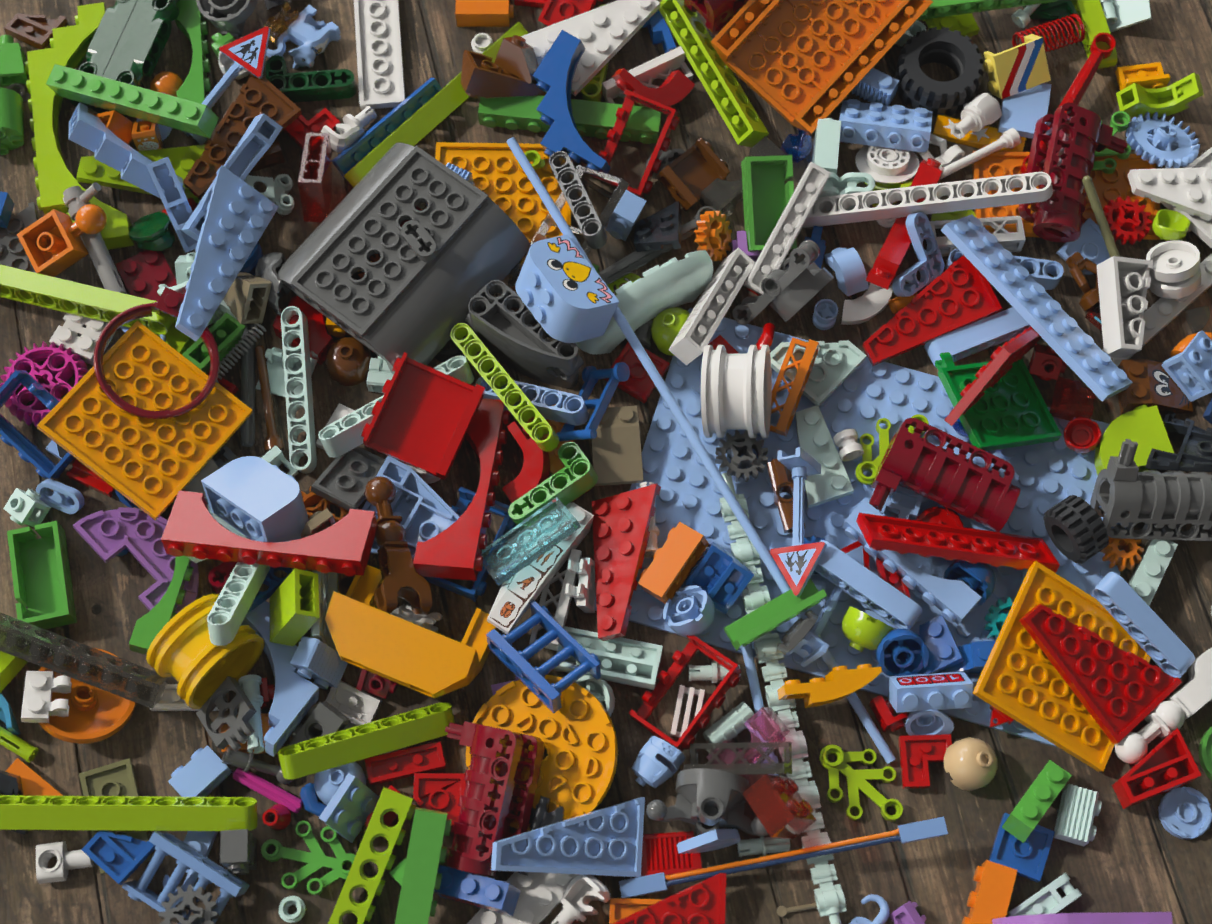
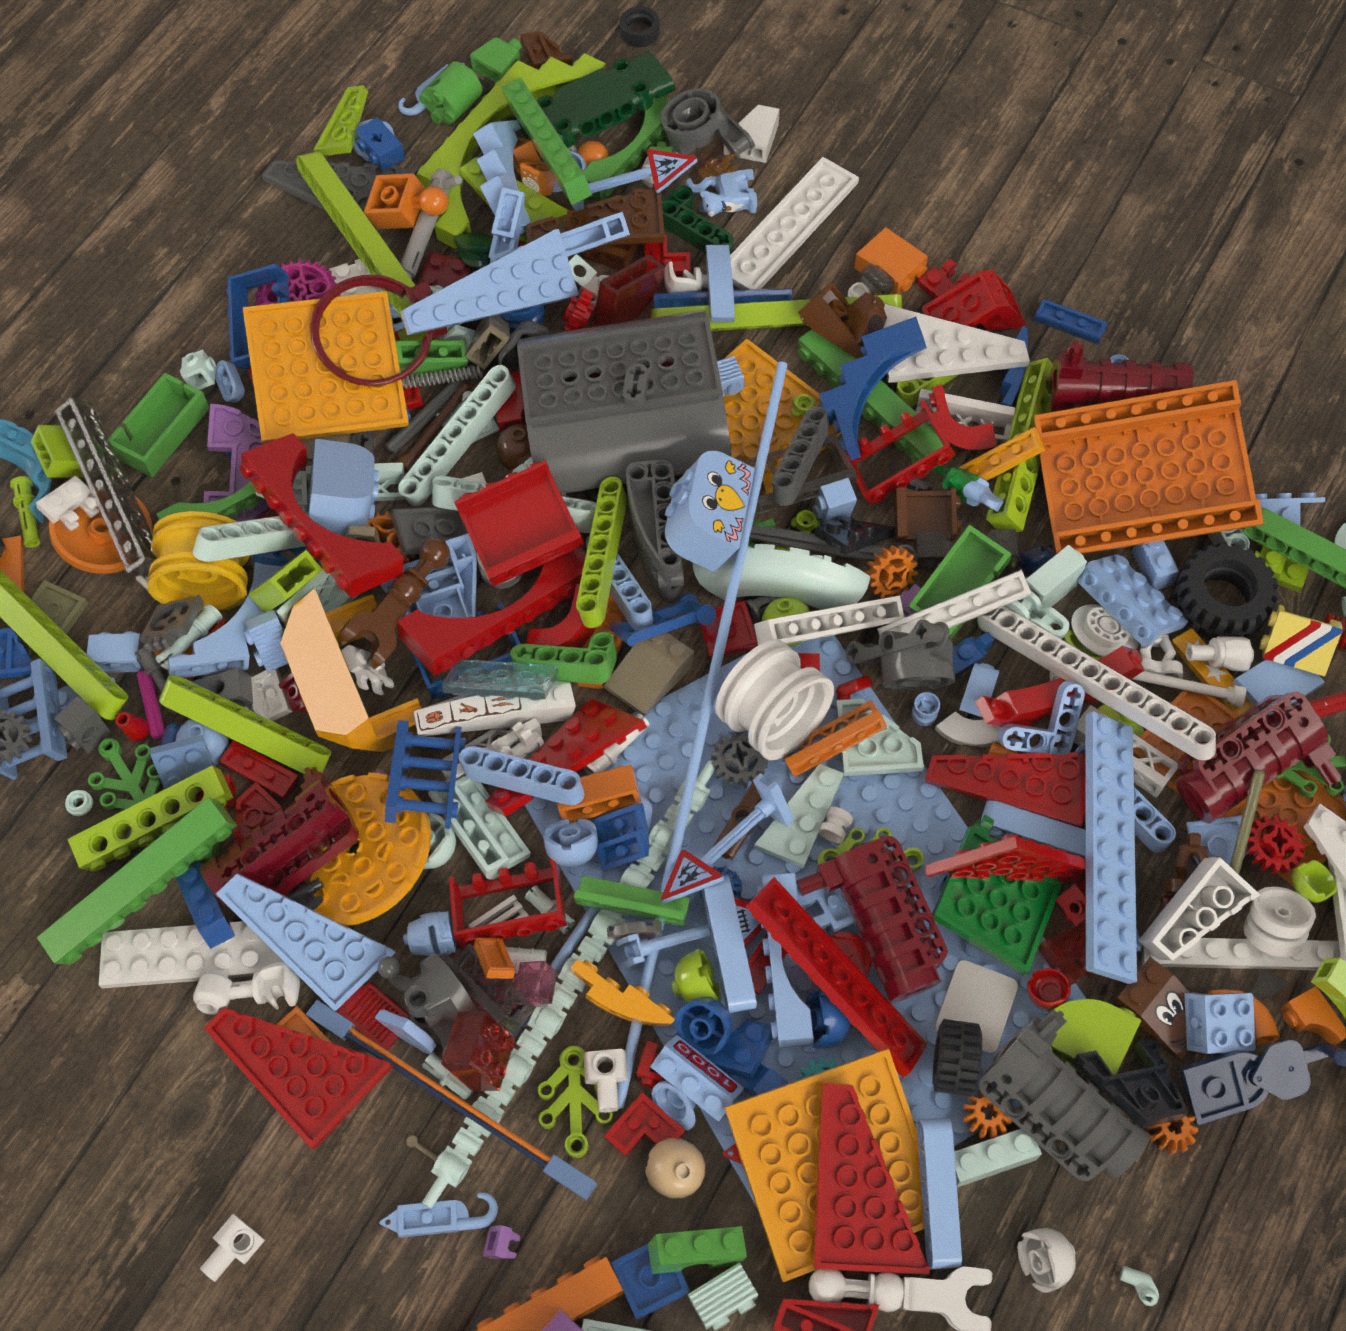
camera: 45 degrees right, 5 degrees down
(291, 221) = (578, 311): none -> red gear
(378, 113) = (720, 283): none -> light blue slope
(491, 23) = (877, 280): none -> clear smoke brick
(618, 252) = (805, 516): none -> lime plate
(626, 597) = (482, 767): none -> light blue beam
(708, 96) = (1006, 455): none -> light orange tile
(709, 129) = (969, 487): none -> animal
(723, 737) = (494, 958): none -> orange tile
(873, 751) = (606, 1082): none -> white piece
(1043, 482) = (979, 998): none -> white sticker

